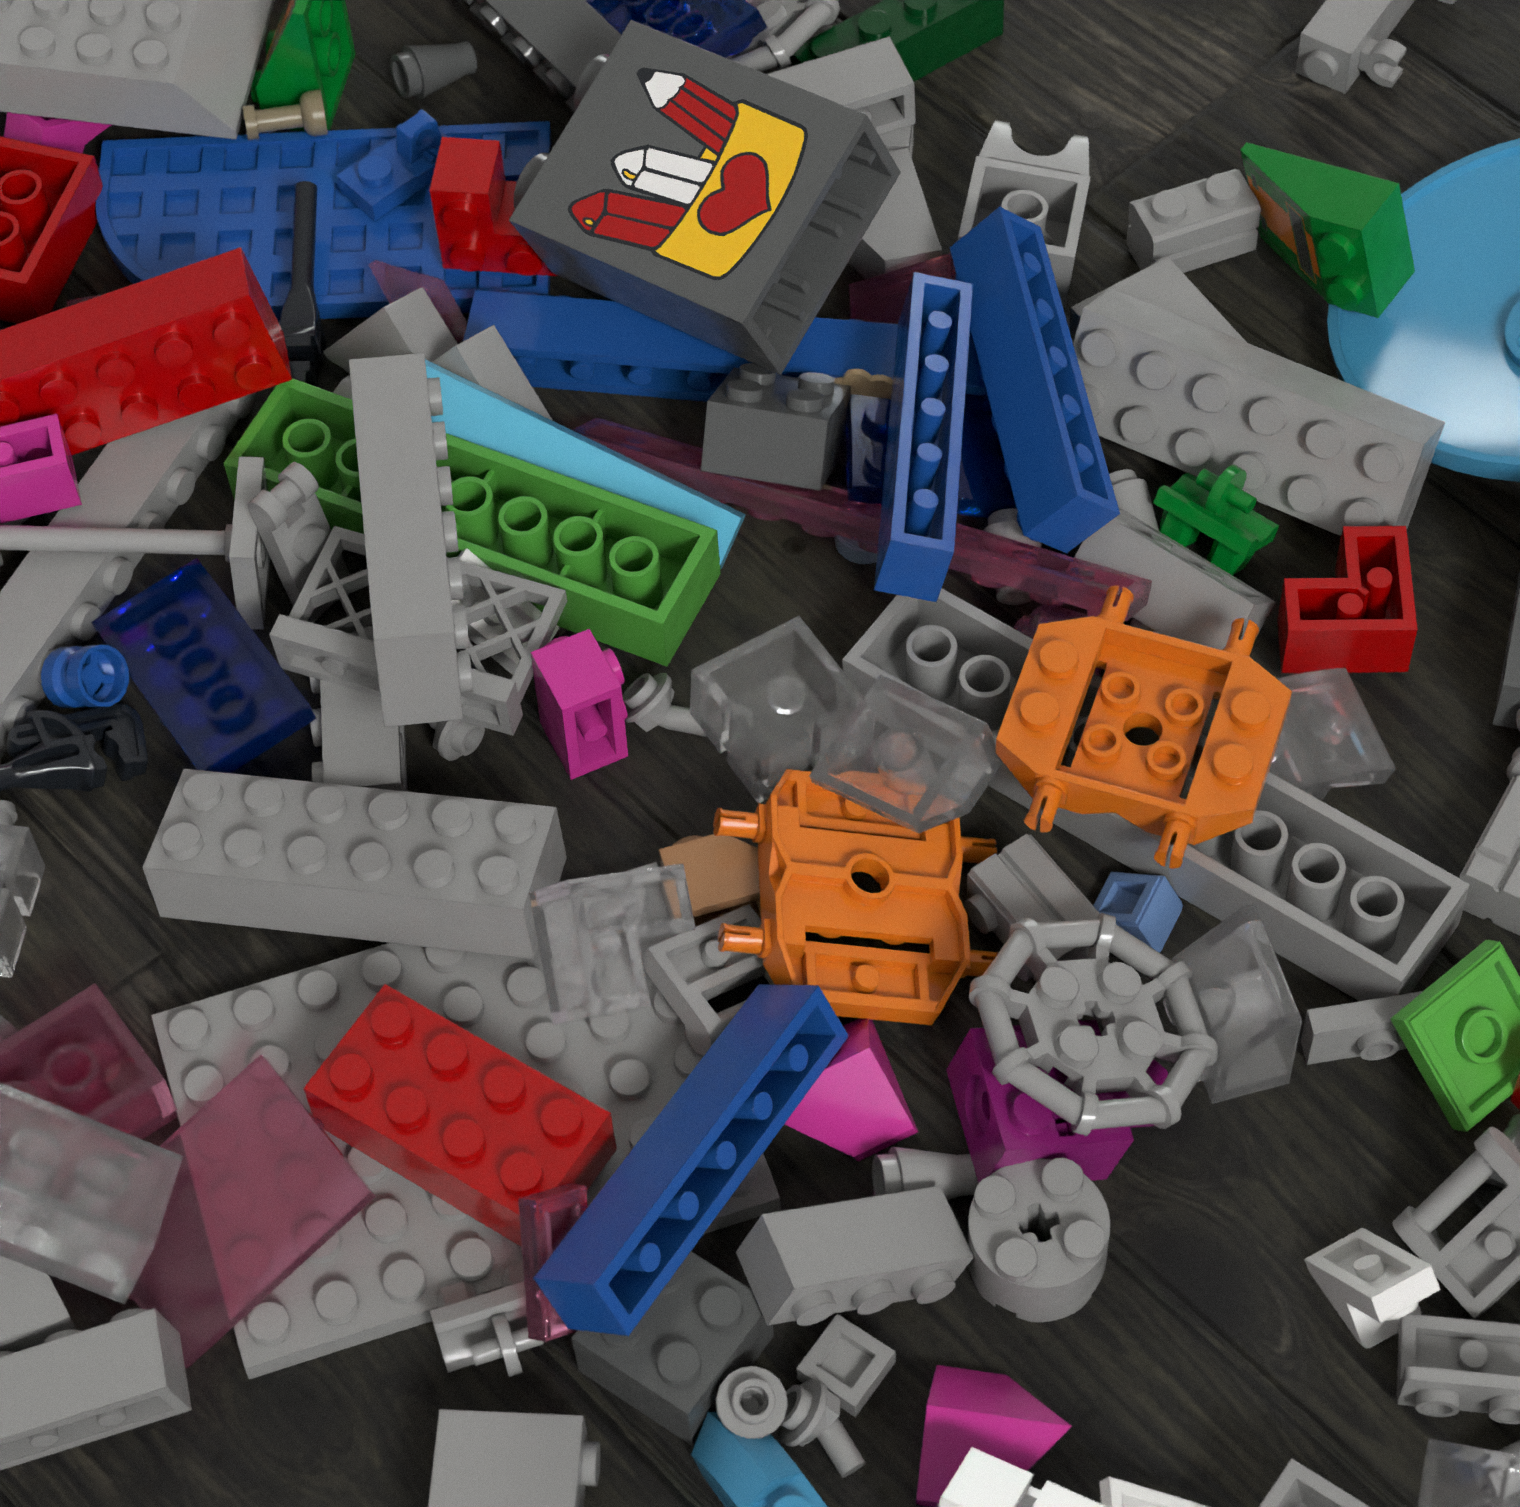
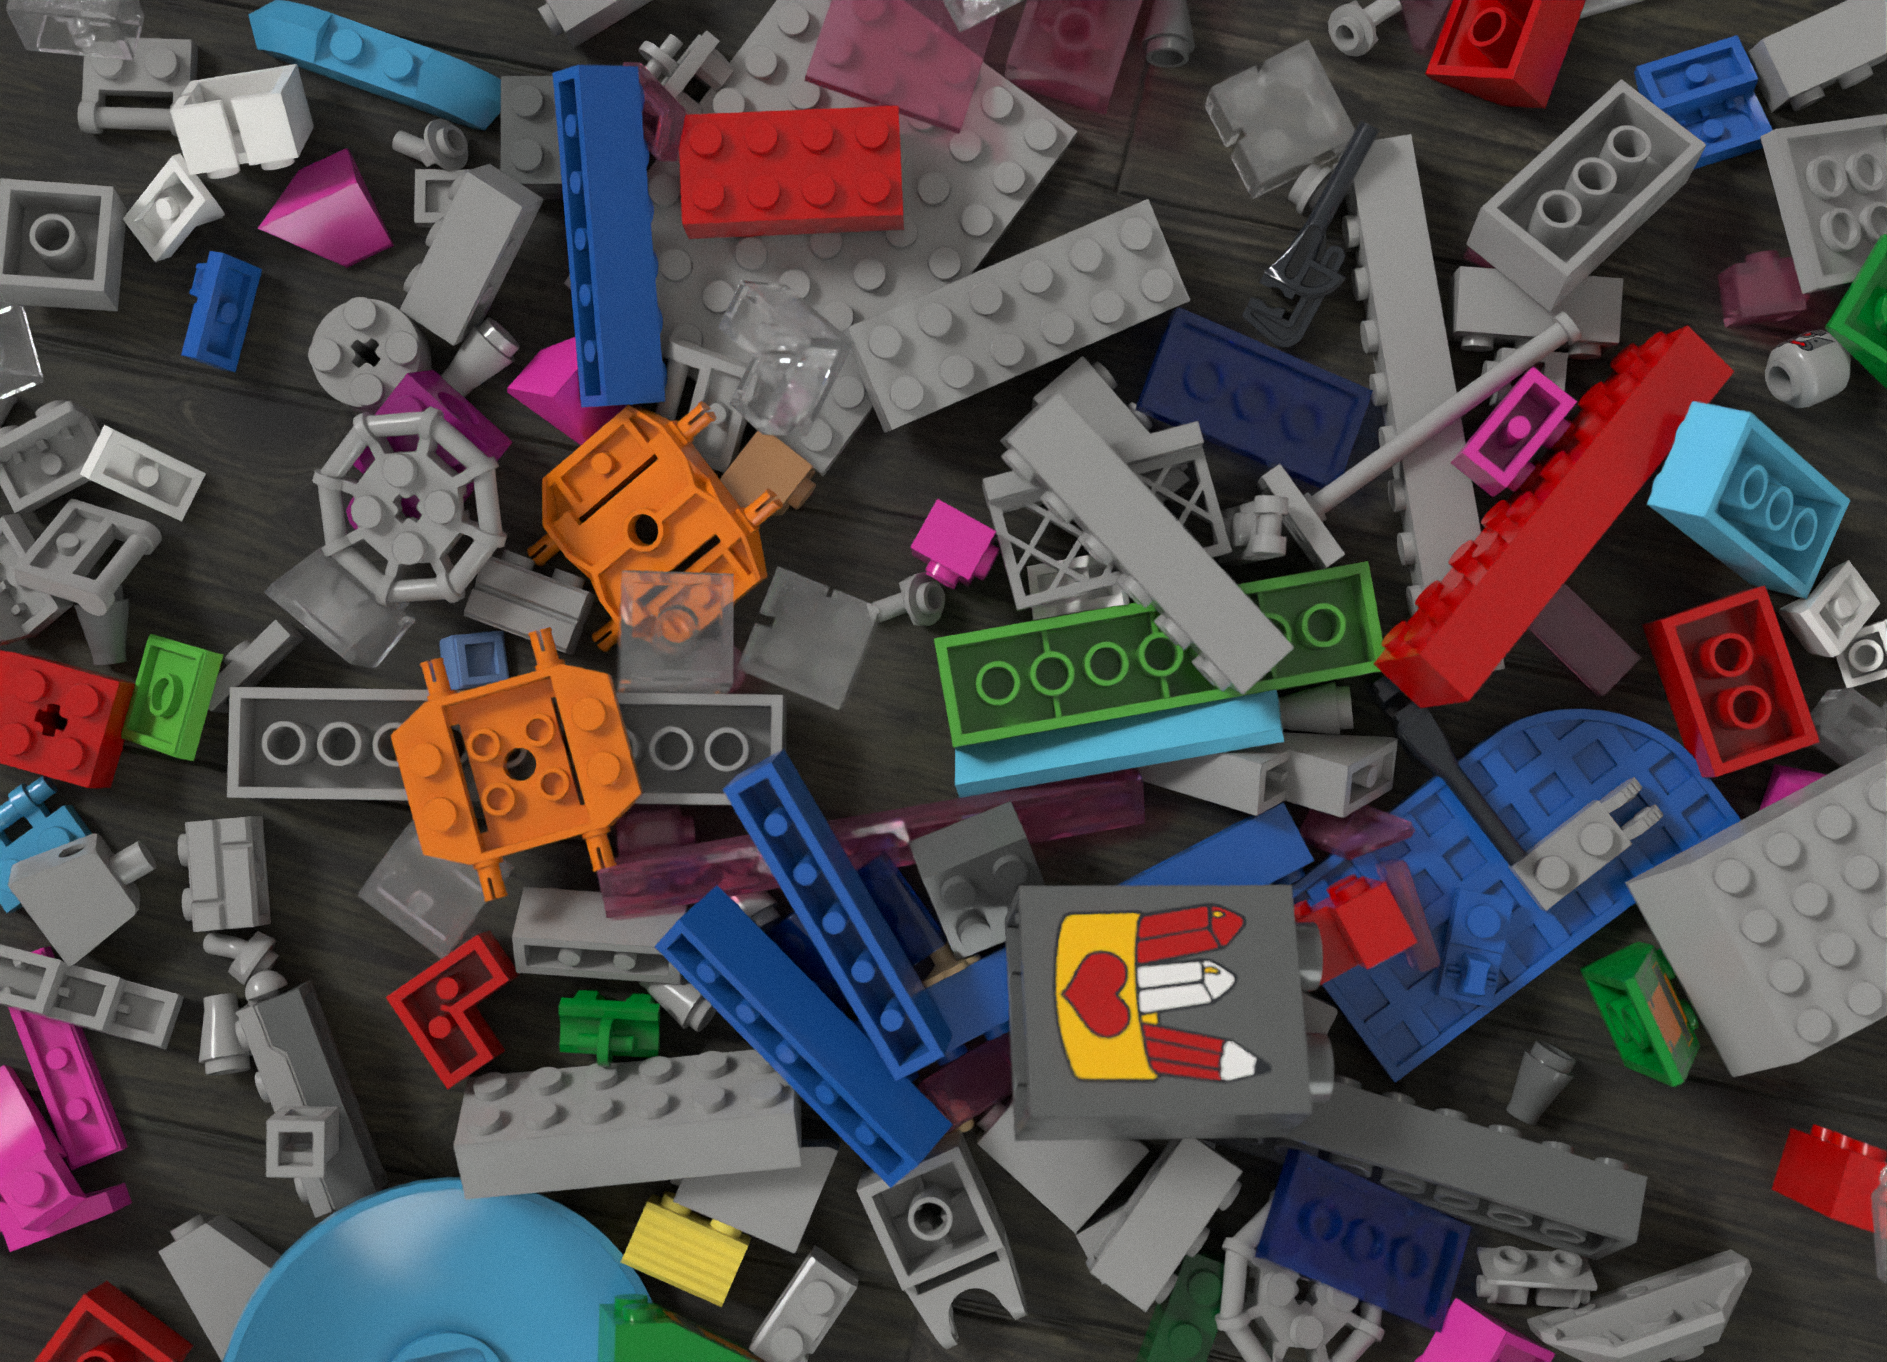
camera: 140 degrees right, 30 degrees up
(85, 676) = (1333, 336): blue wheel -> none
(234, 186) = (1581, 846): none -> light grey hinge
(306, 114) = (1613, 921): dark tan piece -> none
(418, 227) = (1397, 876): none -> clear pink tile
(751, 1402) = (476, 123): light grey plate -> none
(1156, 1420) = (222, 310): none -> blue hinge
(1272, 314) = (686, 1249): none -> light yellow brick

